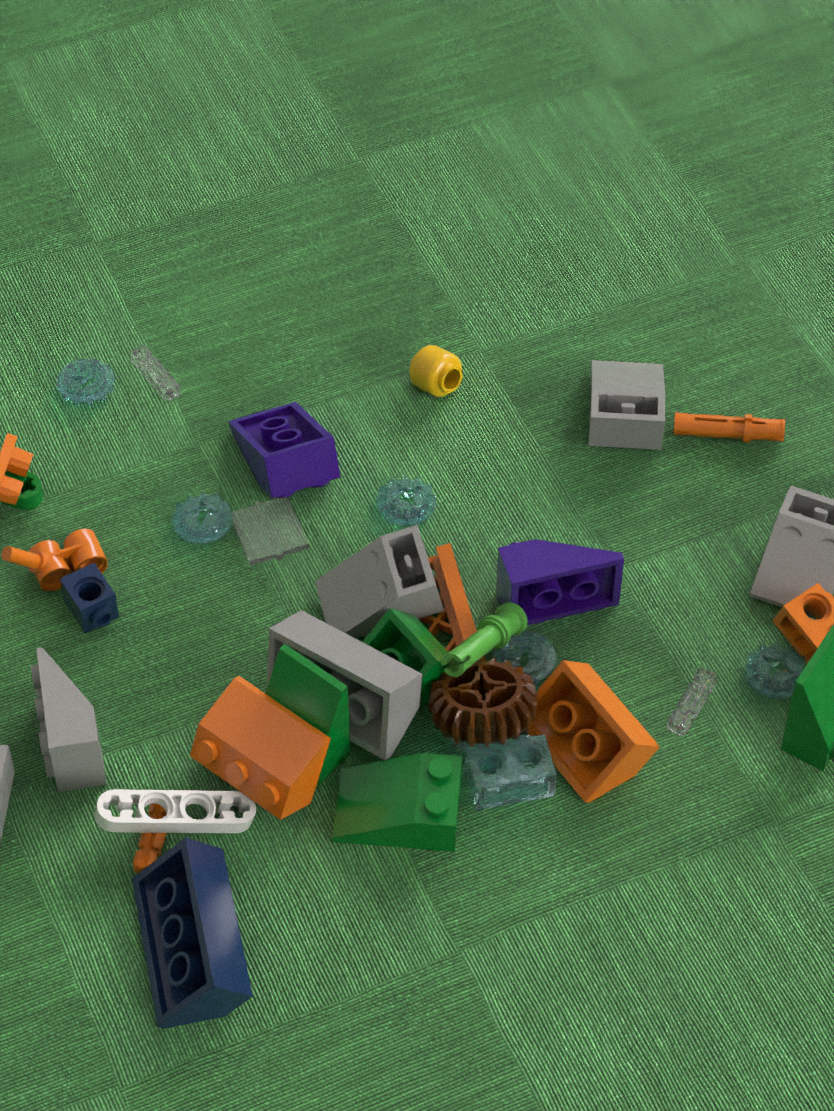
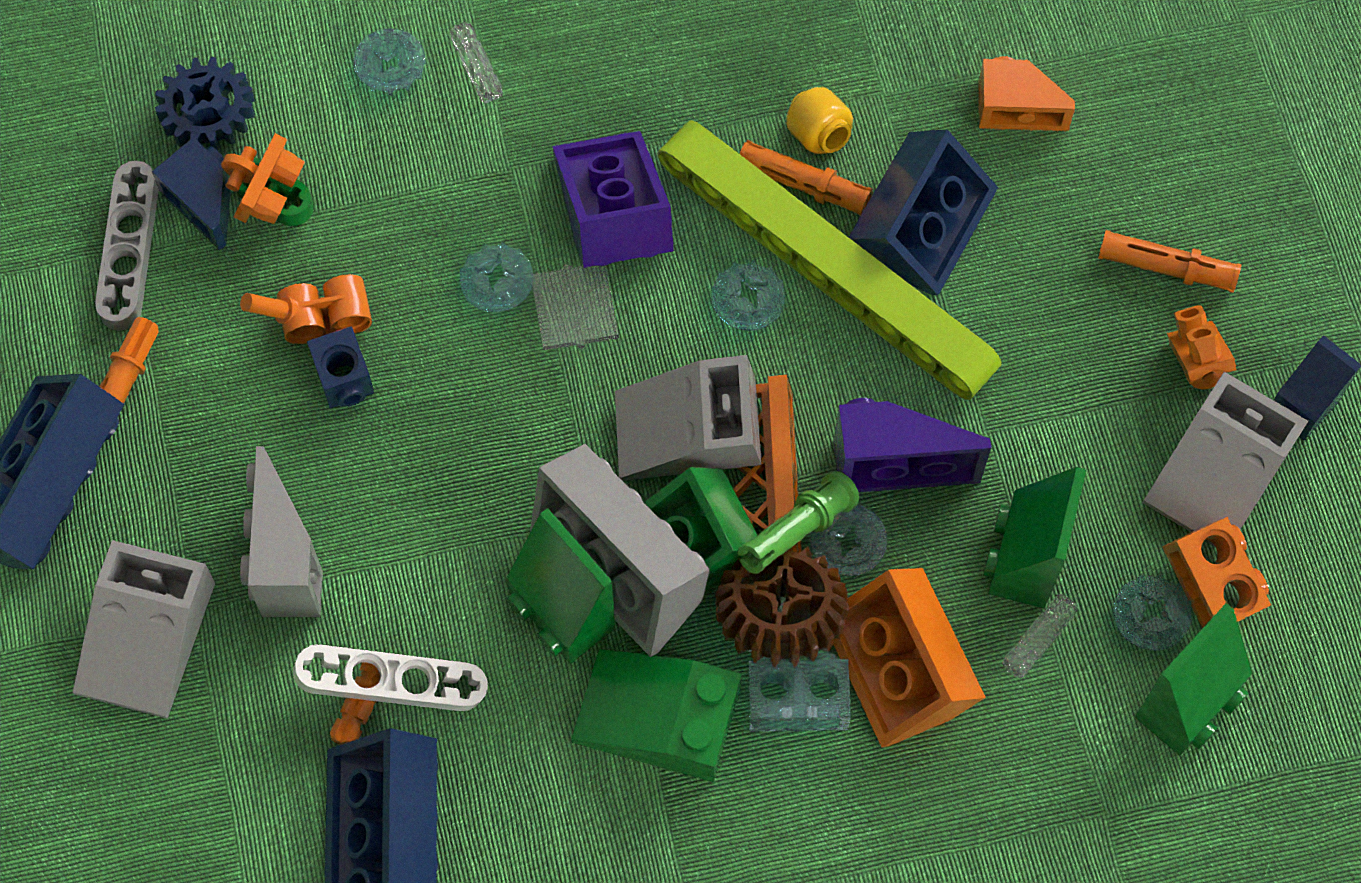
camera: 10 degrees right, 15 degrees up
(261, 749) = (503, 619): orange slope -> none
(432, 412) = (808, 179): none -> orange pin
(465, 465) = (830, 260): none -> lime beam
(531, 420) = (925, 209): none -> dark blue slope
(589, 333) = (1021, 97): none -> orange slope
(626, 405) = (1048, 206): light grey slope -> none
(672, 624) = (1034, 538): none -> green slope
(767, 479) = (1200, 348): none -> orange hips

